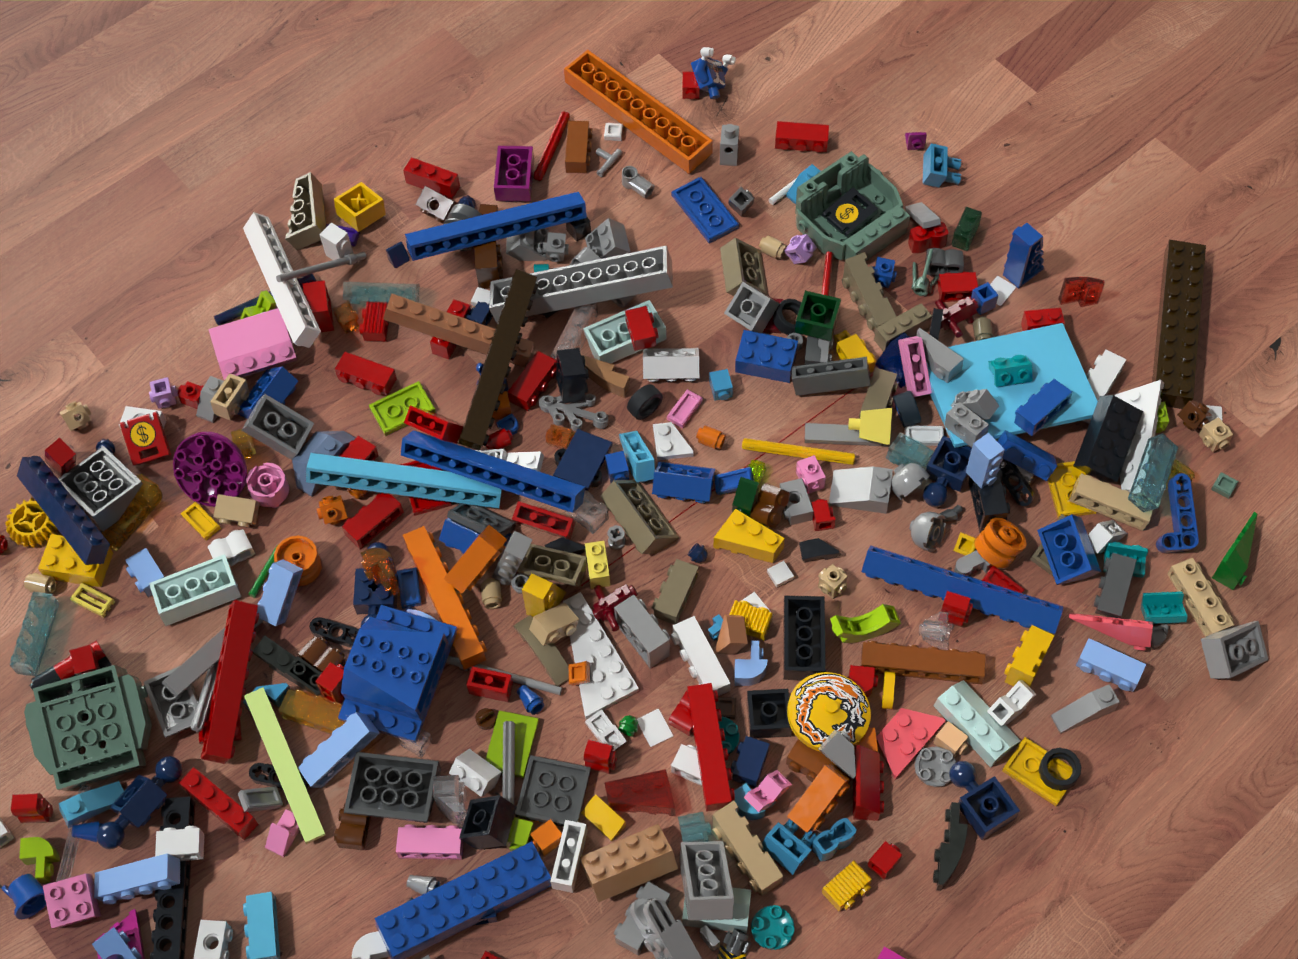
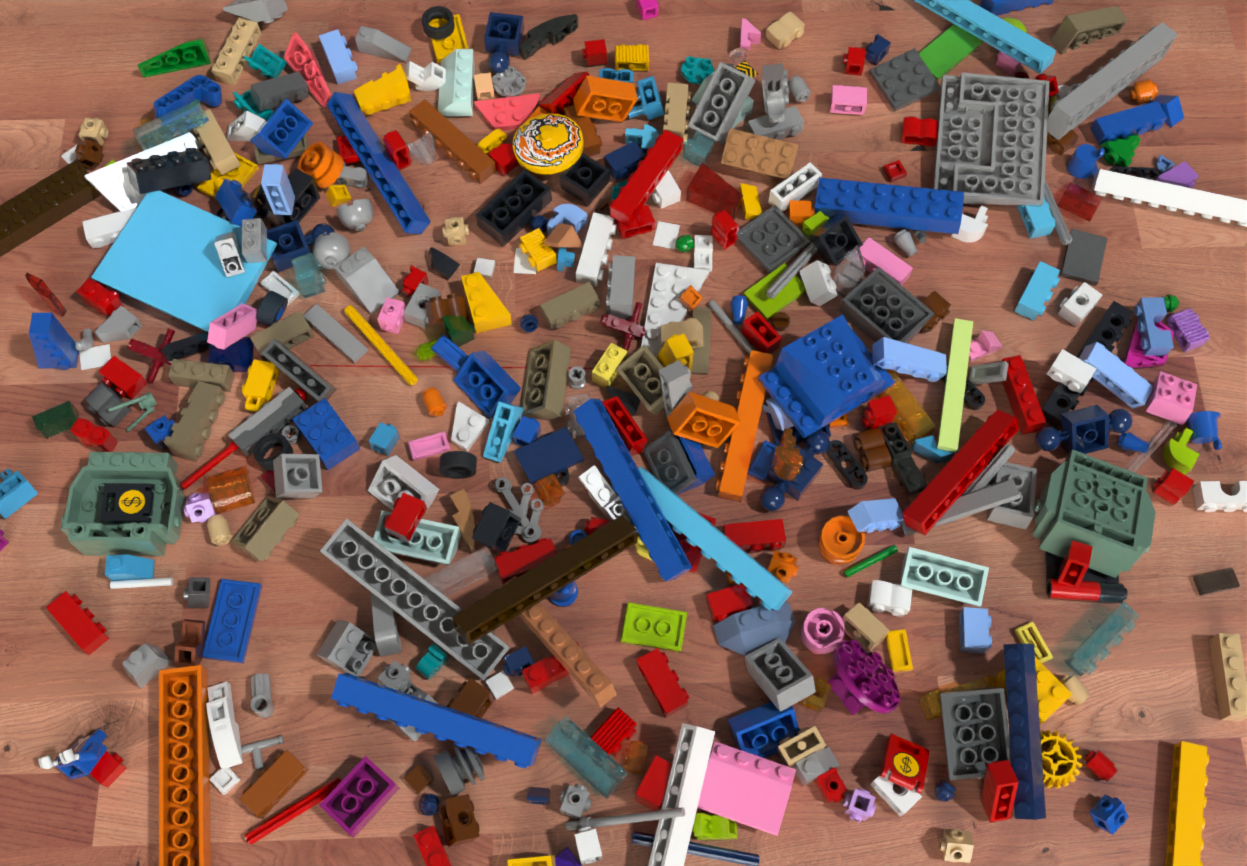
camera: 145 degrees left, 5 degrees up
(89, 803) = (1131, 456): medium azure slope -> none
(367, 264) = (575, 809): none -> light grey brick
(433, 424) = (645, 572): red brick -> none
(643, 148) = (223, 725): none -> white slope
(710, 171) = (192, 643): none -> copper brick
(768, 791) = (630, 129): bright pink slope -> none
(771, 645) = (539, 222): none -> dark blue plate
(794, 274) = (230, 490): none -> clear orange brick
(817, 315) = (258, 418): dark green brick -> none
(840, 752) = (568, 108): light grey slope -> none
(865, 626) = (462, 188): lime arch -> none
(873, 425) = (310, 306): light yellow torso -> none
(923, 215) = (76, 451): light grey tile -> none
(940, 358) = (211, 305): light grey slope -> none
(951, 514) = (328, 220): dark grey bar -> none
(982, 328) = (147, 328): dark tan brick -> none
(985, 297) = (117, 346): blue brick -> none
(1004, 317) = (119, 326): none -> light grey slope
(1011, 370) = (172, 263): teal bracket -> none
(1014, 290) = (86, 342): none -> light grey arm
(1042, 406) = (187, 214): blue brick -> none
(1224, 485) = (129, 106): sand green tile -> none

